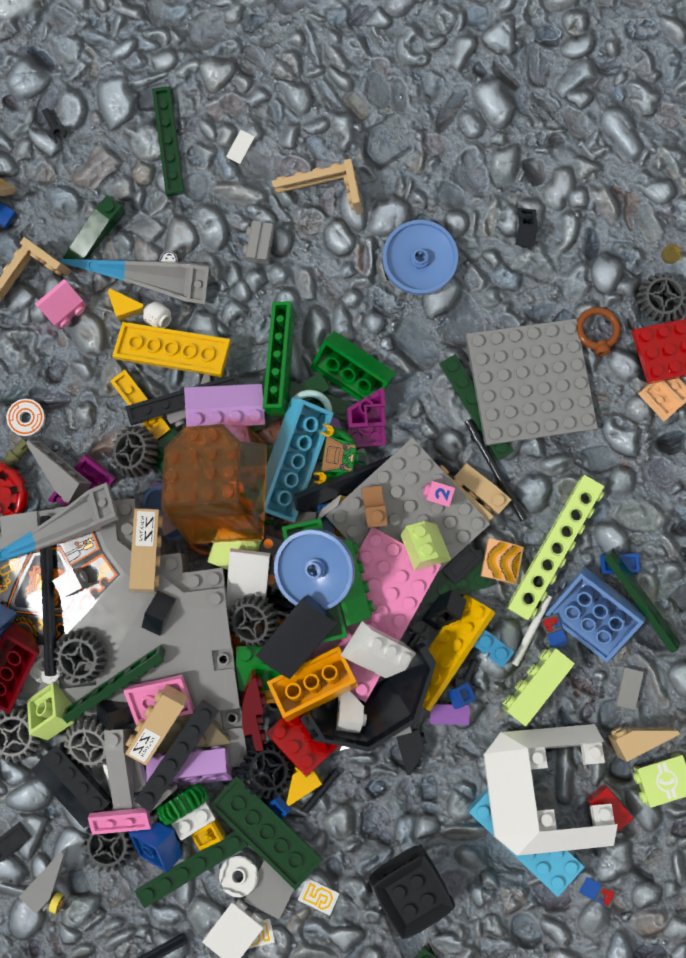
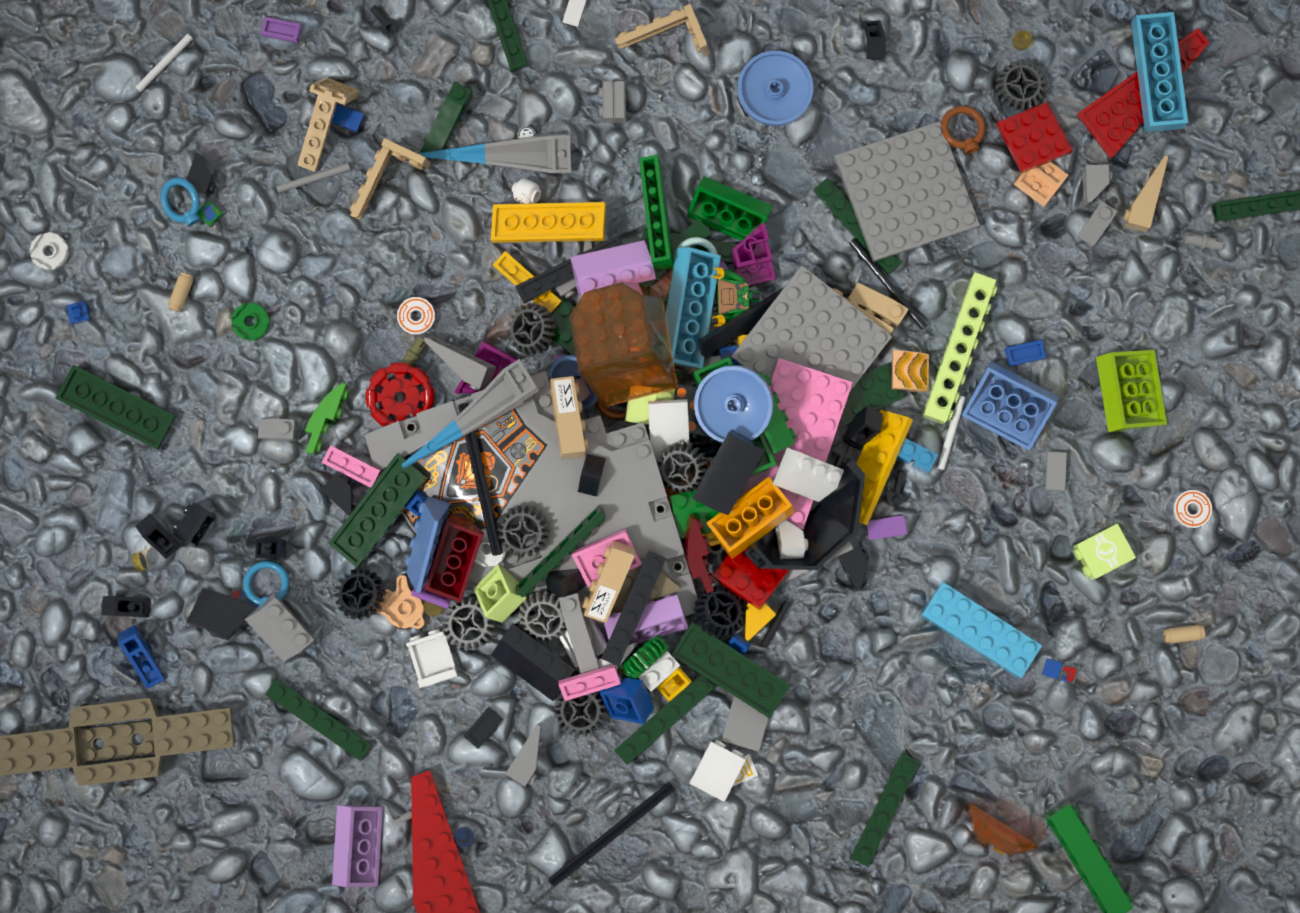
camera: 10 degrees left, 0 degrees up
(56, 903) = (541, 775): light yellow tile -> none
(61, 304) = (431, 198): bright pink slope -> none
(71, 582) = (502, 461): brick -> none
(124, 306) = (492, 188): yellow slope -> none
(250, 876) = (723, 718): white tile -> none
(318, 896) = (792, 724): white sticker -> none
(329, 507) = (733, 347): white sticker -> none
(374, 506) = (777, 338): medium nougat arch -> none
(411, 892) = (881, 696): black piece -> none
(424, 545) = (833, 365): yellowish green slope -> none
(438, 493) = (837, 314): bright pink brick -> none
(461, 563) = (871, 380): black tile -> none
(461, 695) = (894, 506): blue slope -> none
(512, 794) = (961, 590): white slope -> none
(537, 686) = (966, 483): yellowish green brick -> none
(554, 631) = (973, 430): sticker -> none
(605, 796) = (1057, 588): red panel -> none
(634, 741) = (1066, 519): tan slope -> none
(642, 600) = (1052, 383): dark green tile -> none

